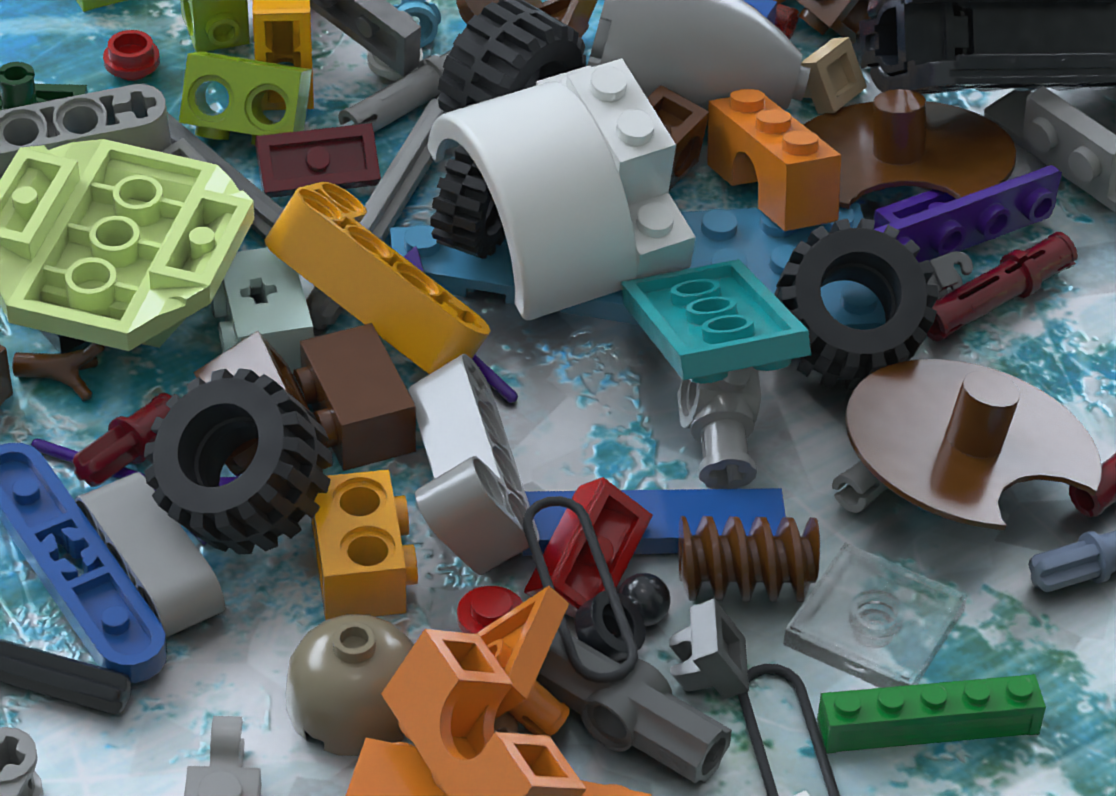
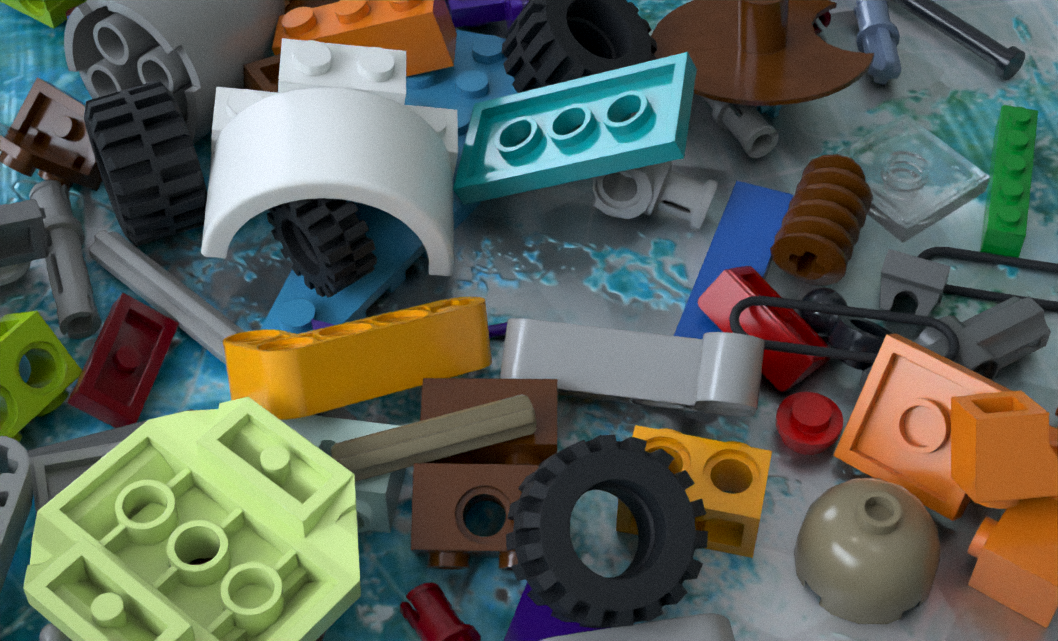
camera: 65 degrees left, 5 degrees up
(298, 341) = (436, 437): none -> dark tan axle

